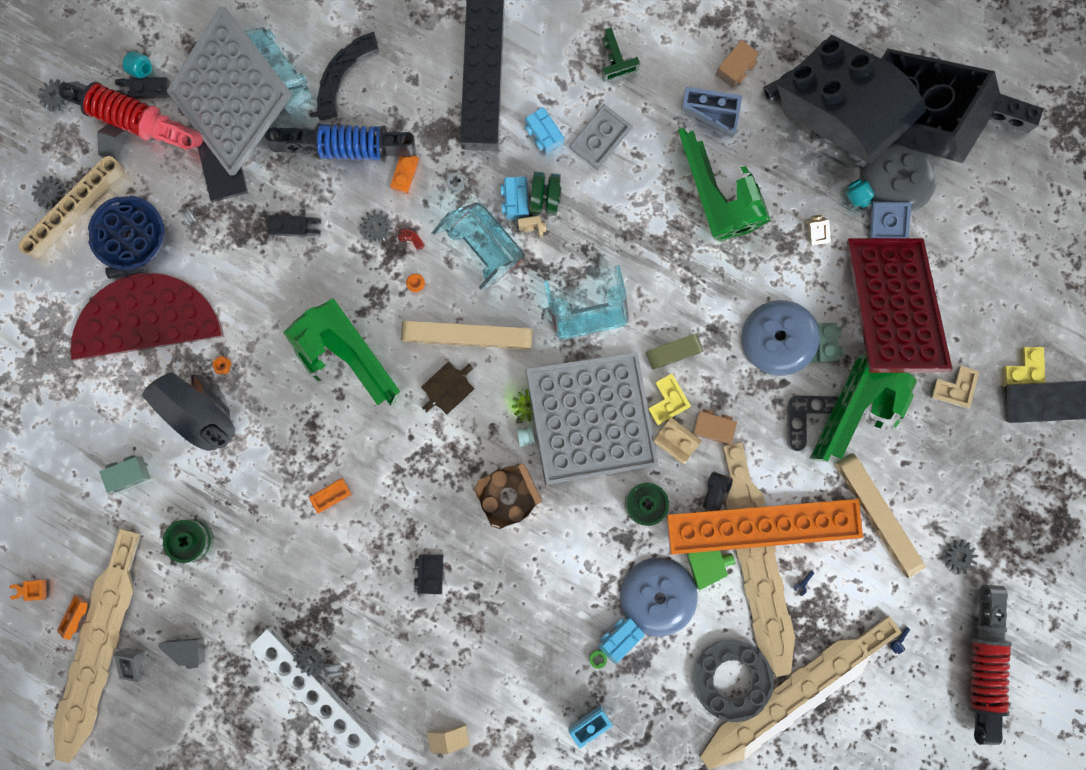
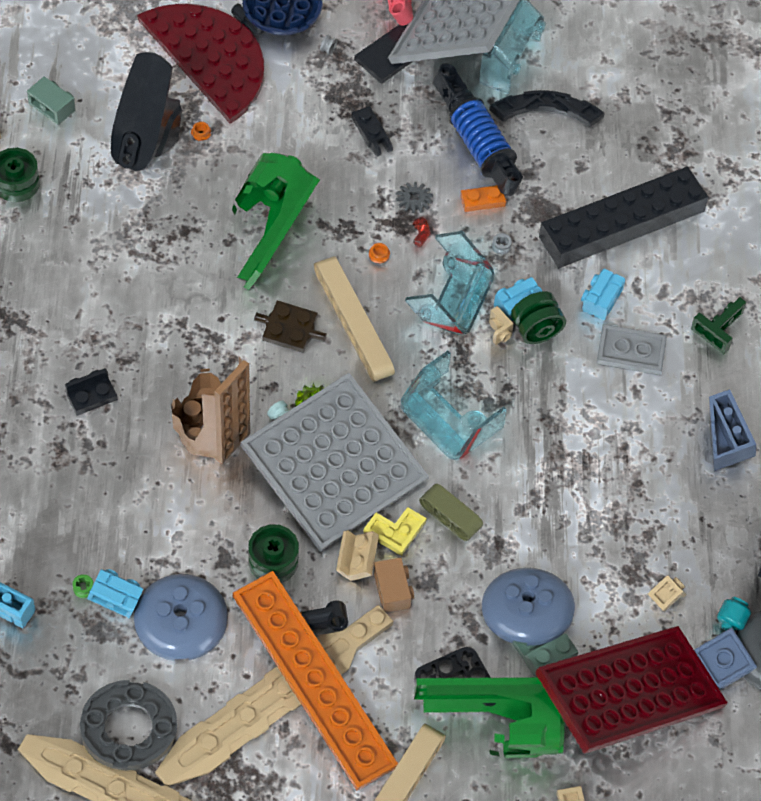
camera: 55 degrees right, 25 degrees down
(330, 495) = (123, 273): orange plate -> none
(709, 567) = (239, 646): bright green torso -> none
(724, 217) = (637, 478): green piece -> none
(804, 582) = (272, 755): dark blue hand -> none

